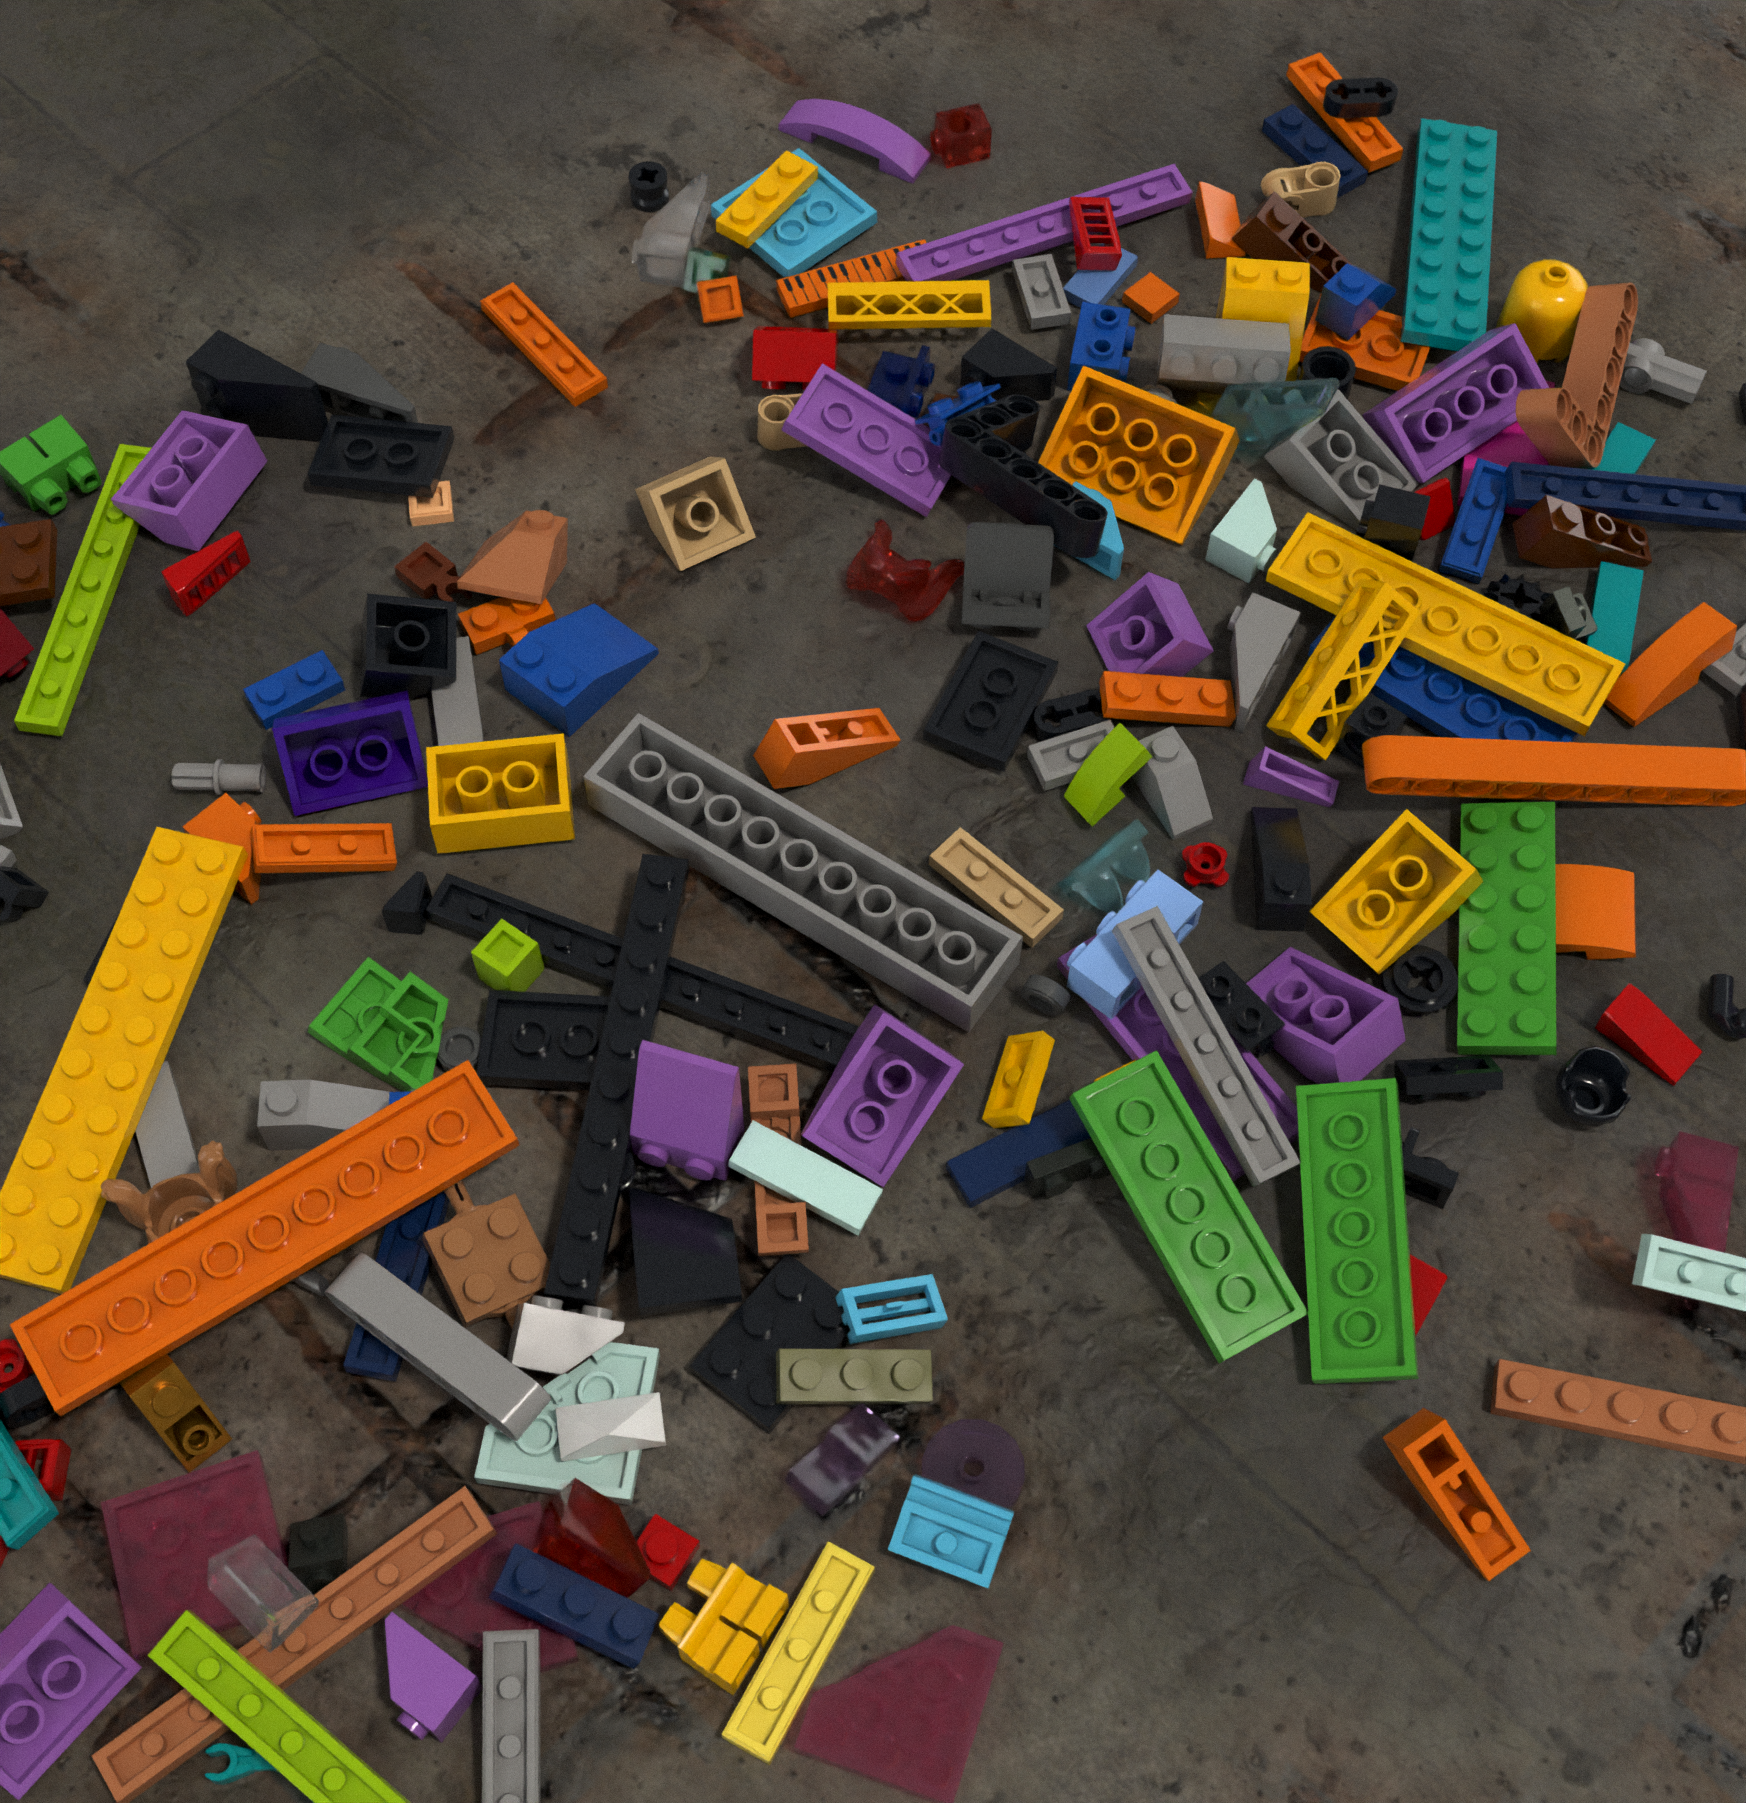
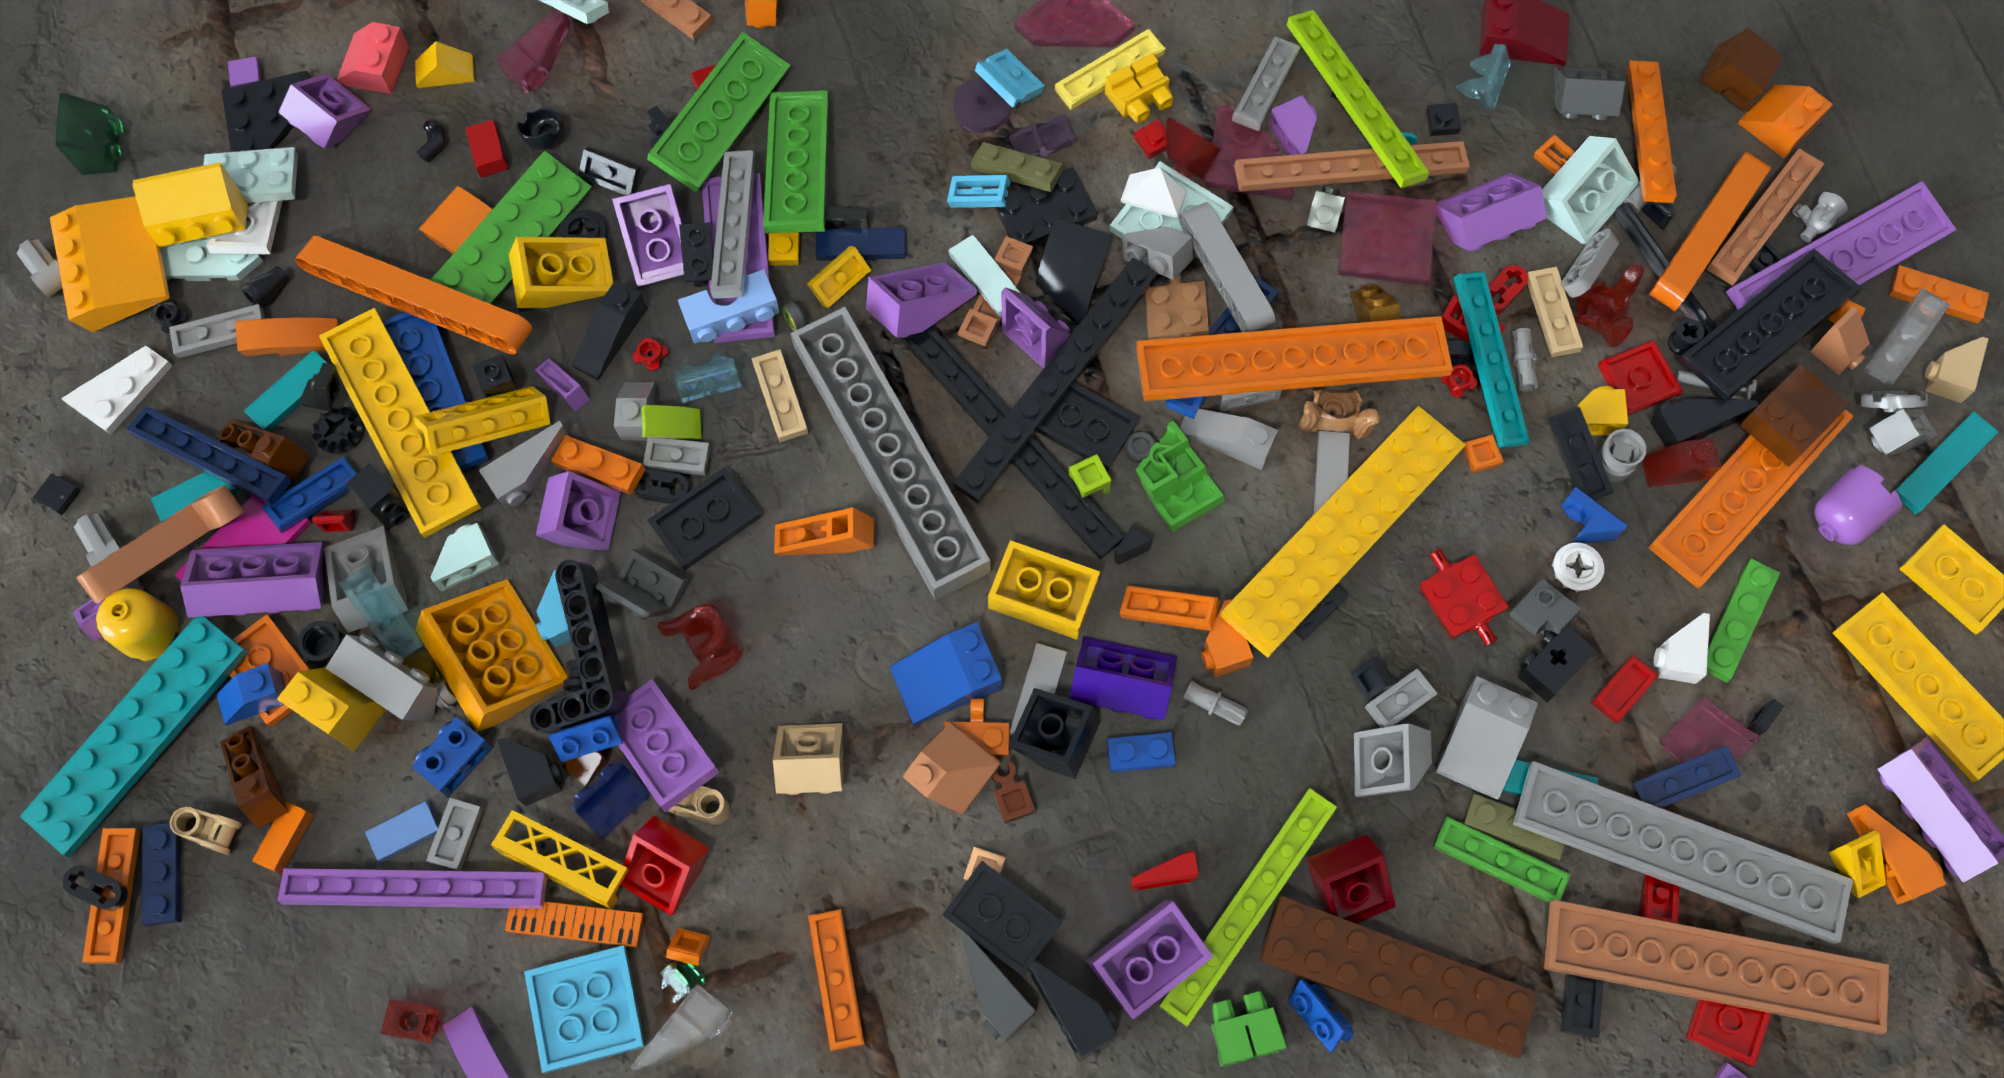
camera: 150 degrees left, 10 degrees up
(260, 1591) = (1361, 191): clear slope -> none
(574, 1606) = (1210, 123): dark blue plate -> none
(766, 199) = (598, 1021): yellow plate -> none
(1088, 256) = (375, 850): red slope -> none
(1150, 297) = (381, 793): orange tile -> none

